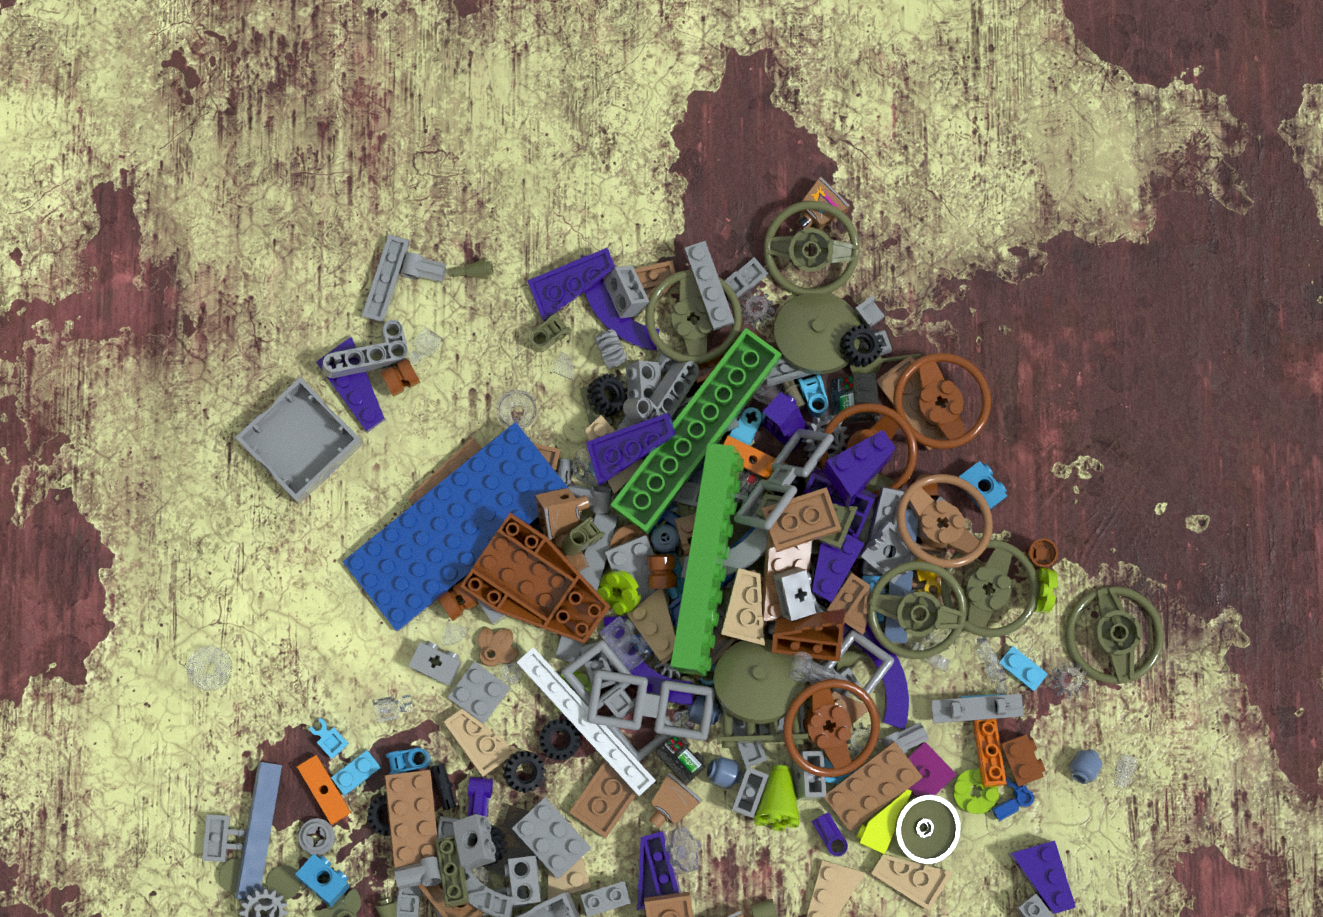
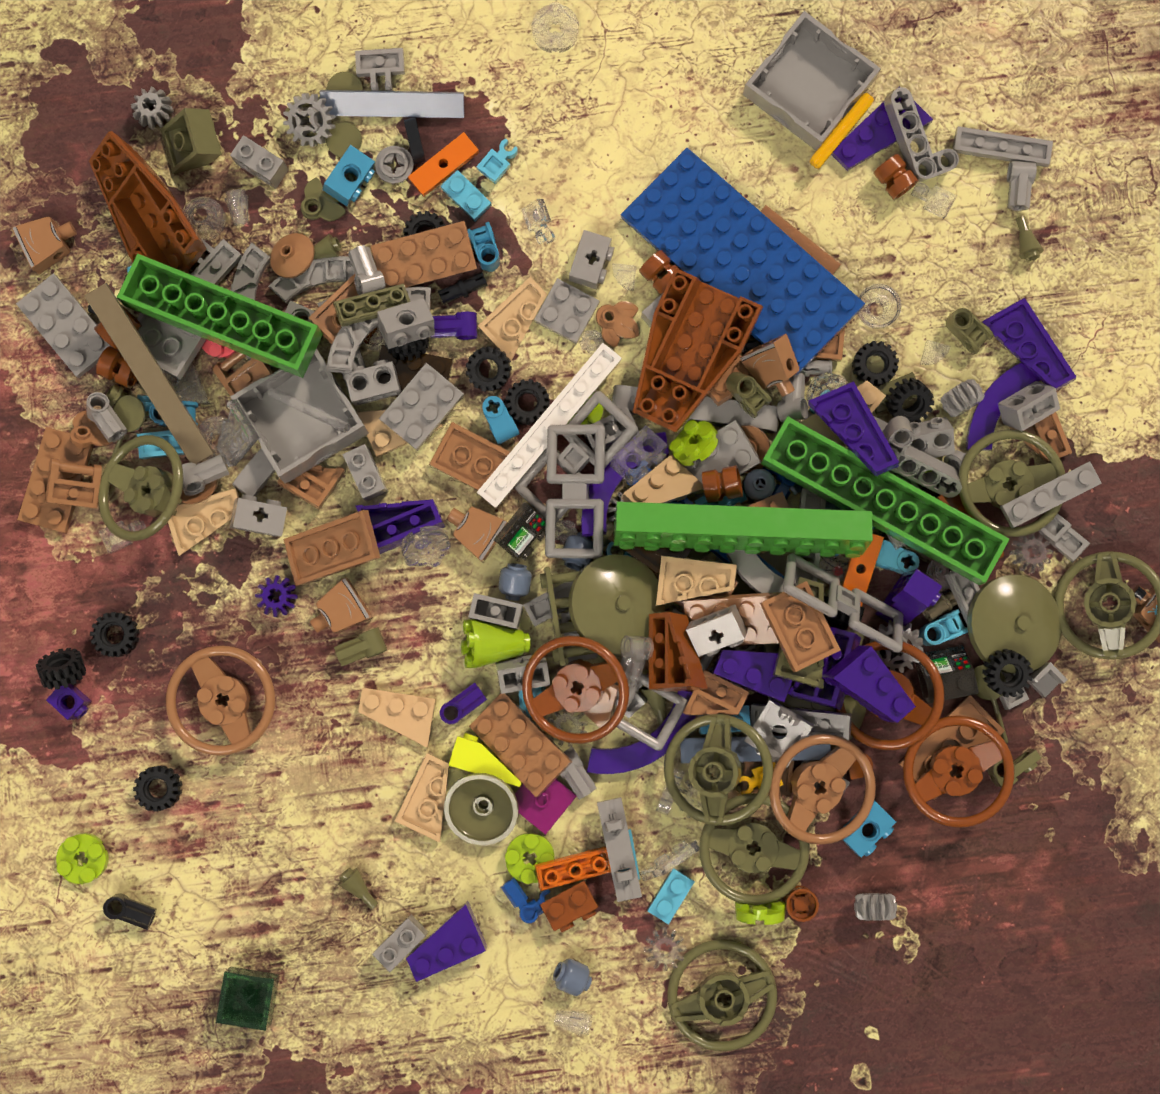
camera: 85 degrees right, 5 degrees up
(297, 814) = (414, 140): none -> black beam
(341, 411) = (841, 130): none -> yellow axle
(568, 433) = (882, 351): none -> black tyre
(576, 766) = (501, 423): none -> dark azure piece
(940, 343) = (1024, 763): none -> olive plate
(1051, 489) = (875, 906): none -> light grey gear

